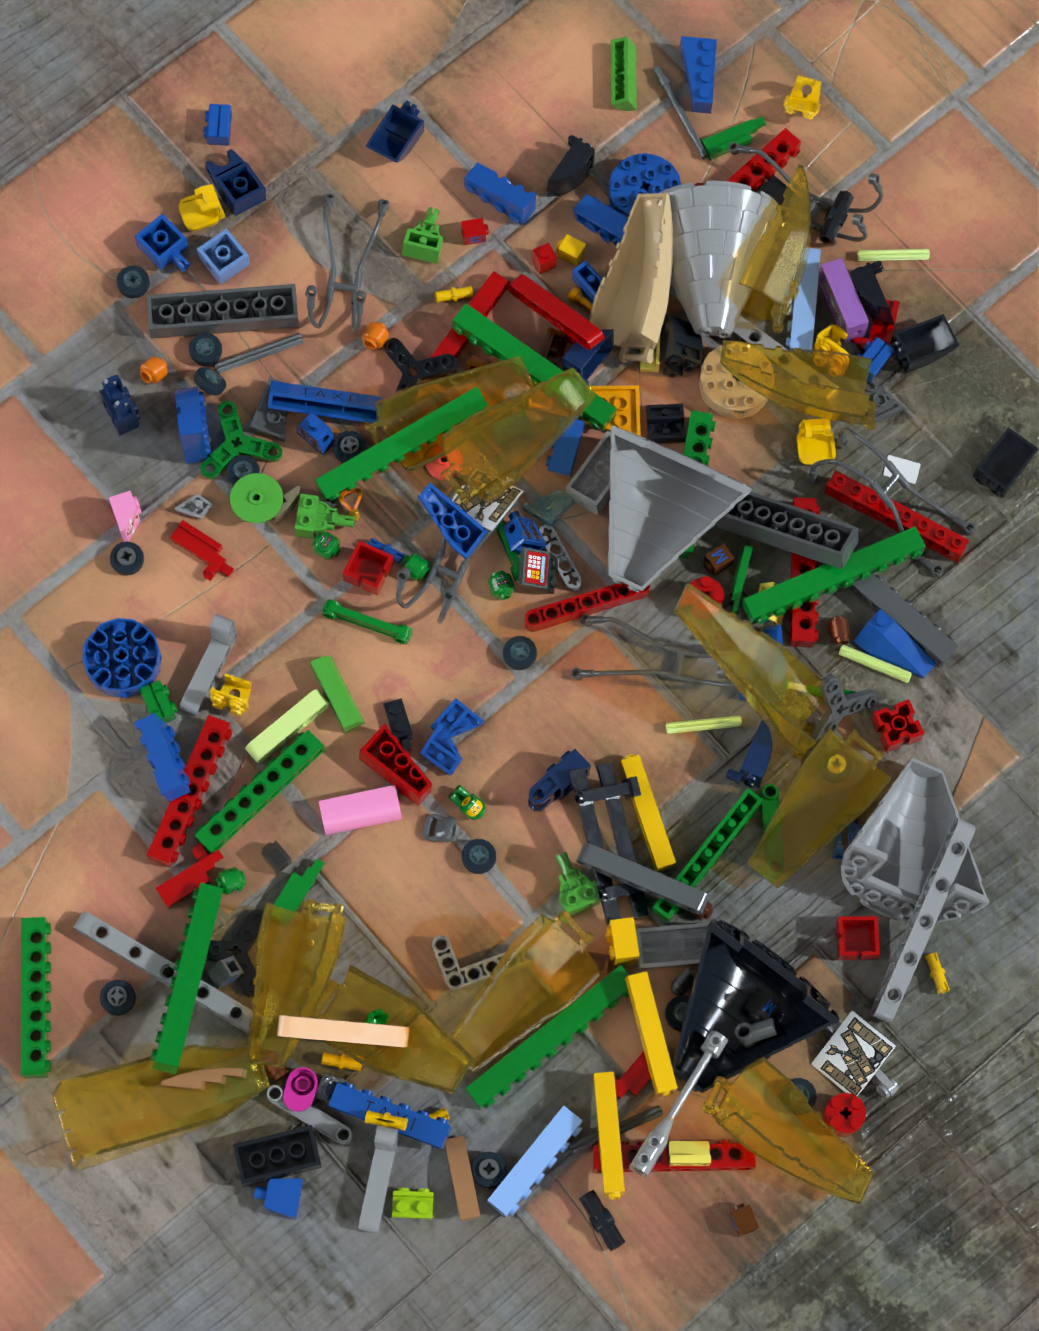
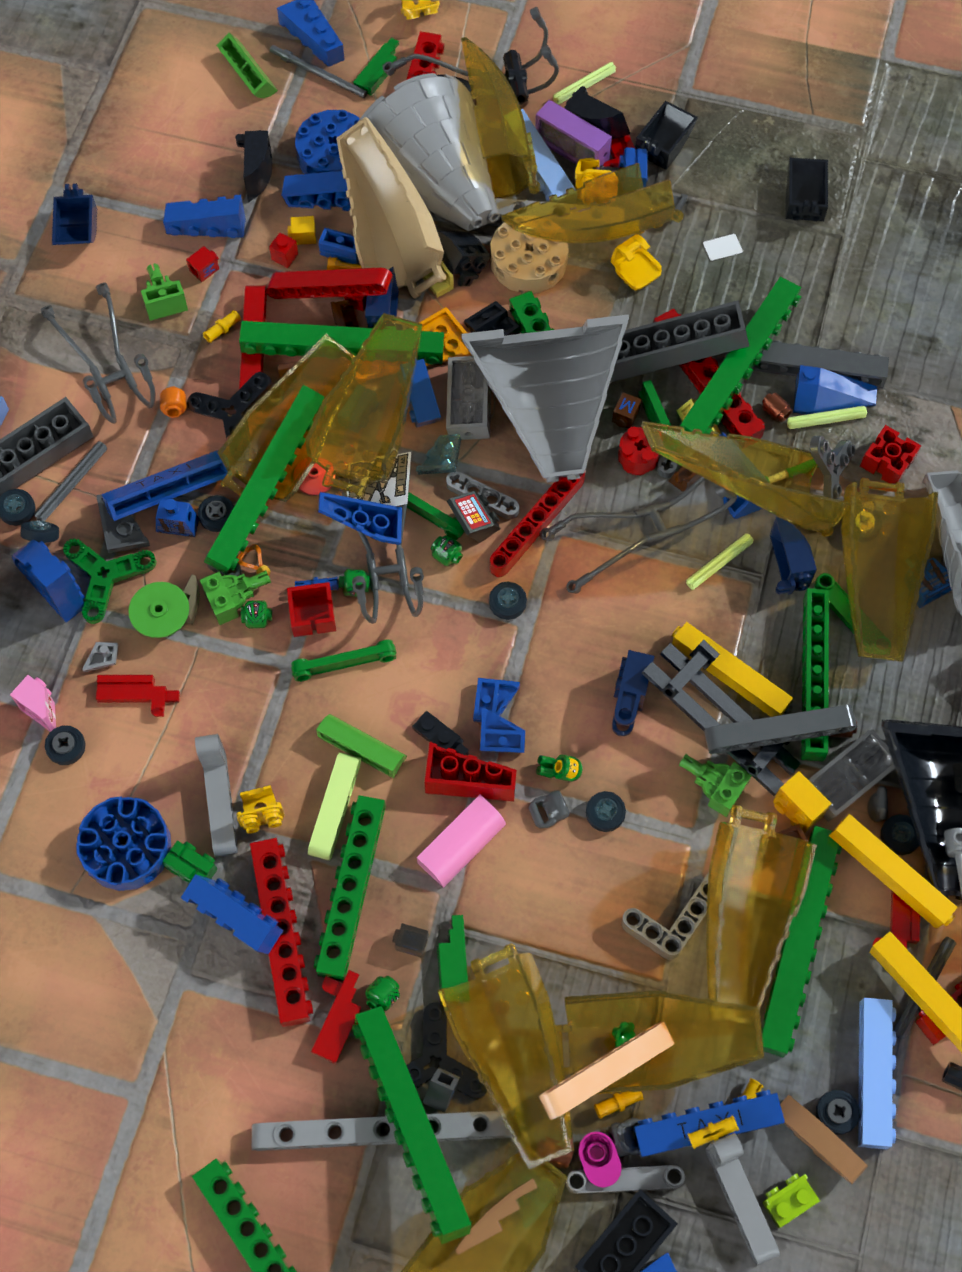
camera: 30 degrees left, 5 degrees down
(117, 989) = (341, 1185): black wheel -> none
(238, 463) = (119, 589): black wheel -> none
(523, 533) = (434, 491): blue torso -> none
(869, 503) = (747, 284): red brick -> none
(882, 492) = (732, 261): dark grey bar -> none

